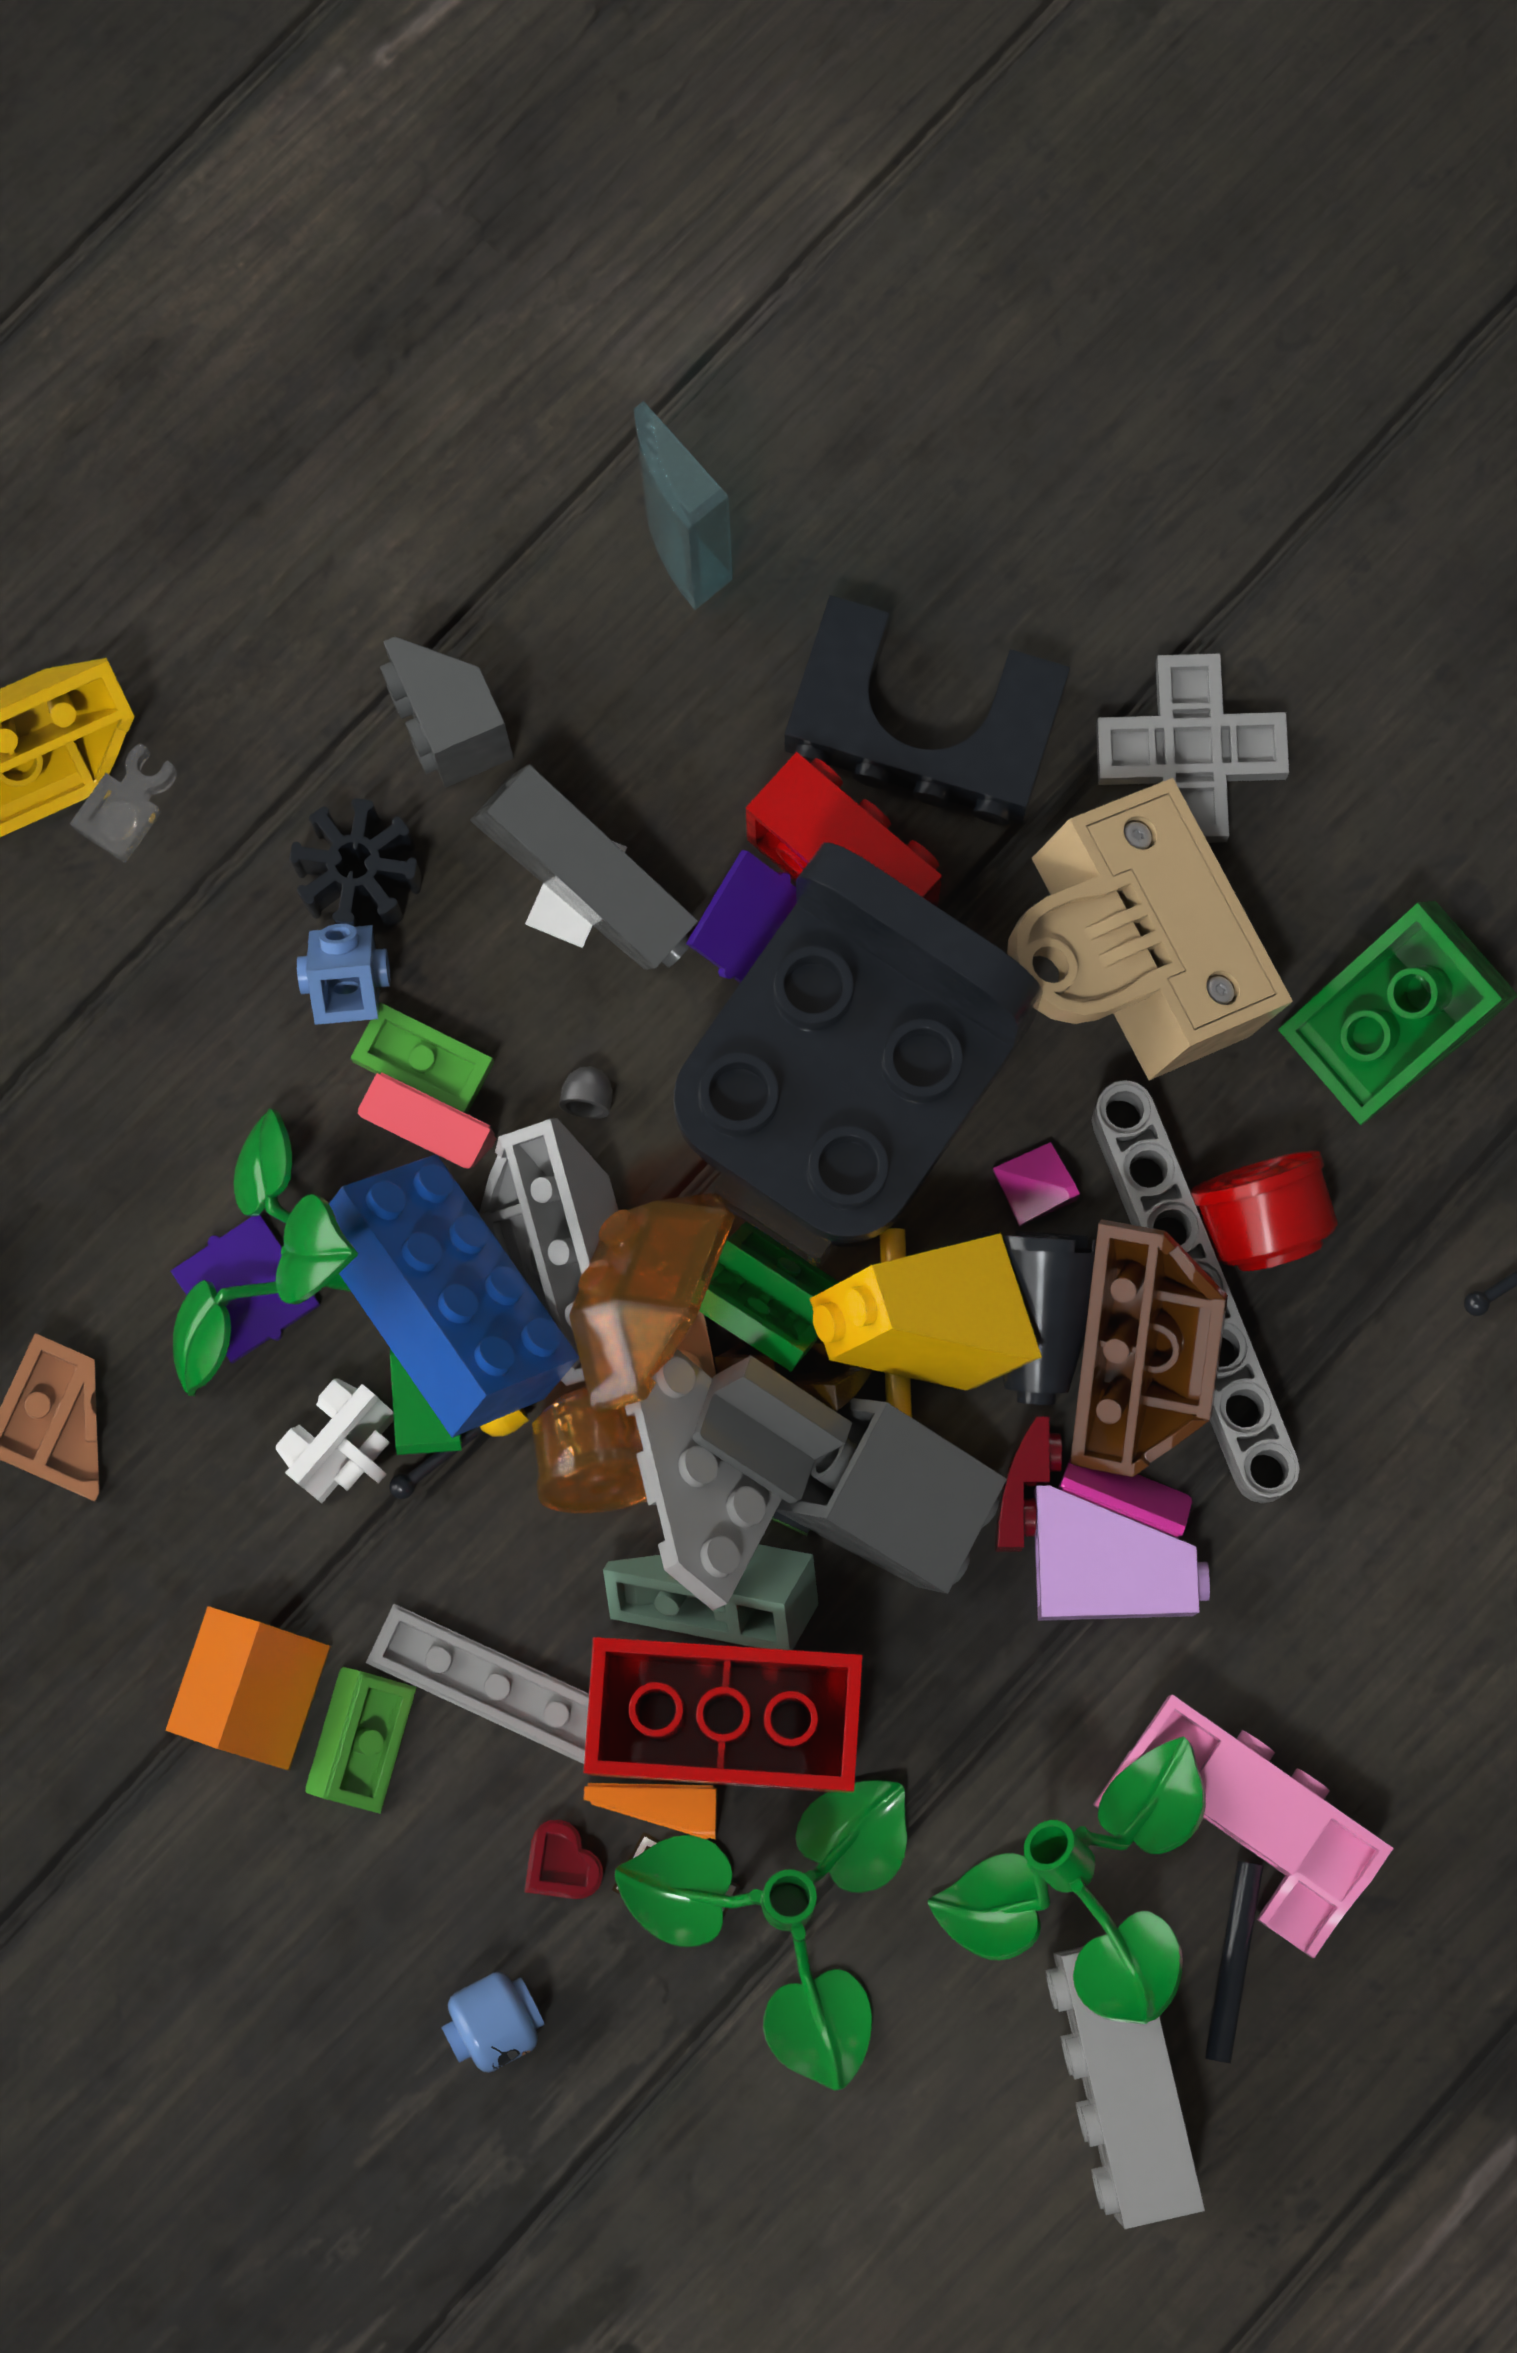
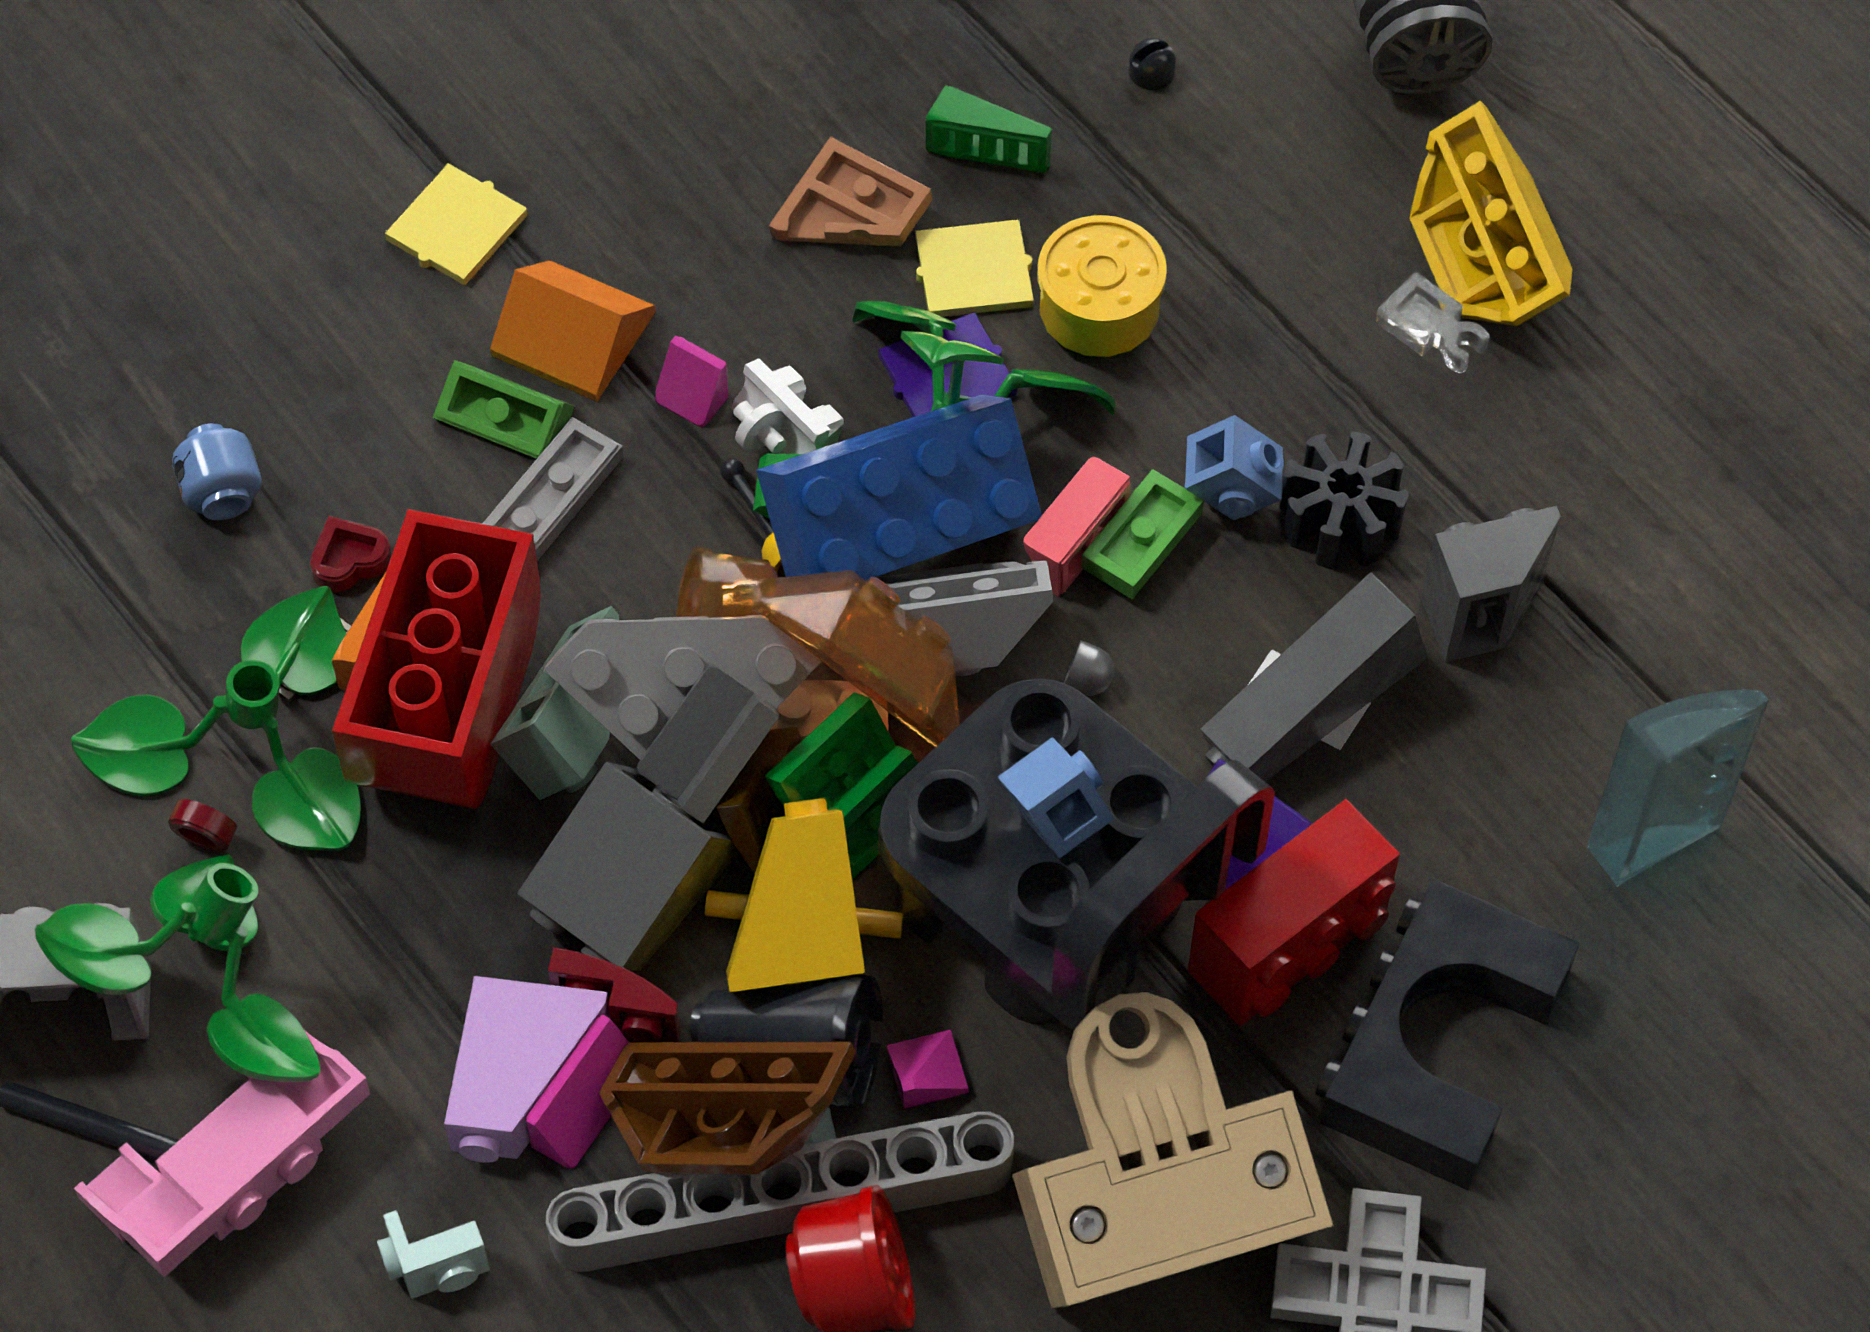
camera: 95 degrees right, 20 degrees down
(111, 1281) = (974, 268): none -> light yellow piece
(128, 1843) = (456, 224): none -> light yellow piece
(139, 1133) = (1101, 285): none -> yellow wheel
(308, 1545) = (692, 382): none -> dark pink slope
(832, 1057) = (1058, 796): none -> medium blue brick
(907, 1933) = (202, 825): none -> dark red tile
(1321, 1589) = (437, 1262): none -> light aqua bracket

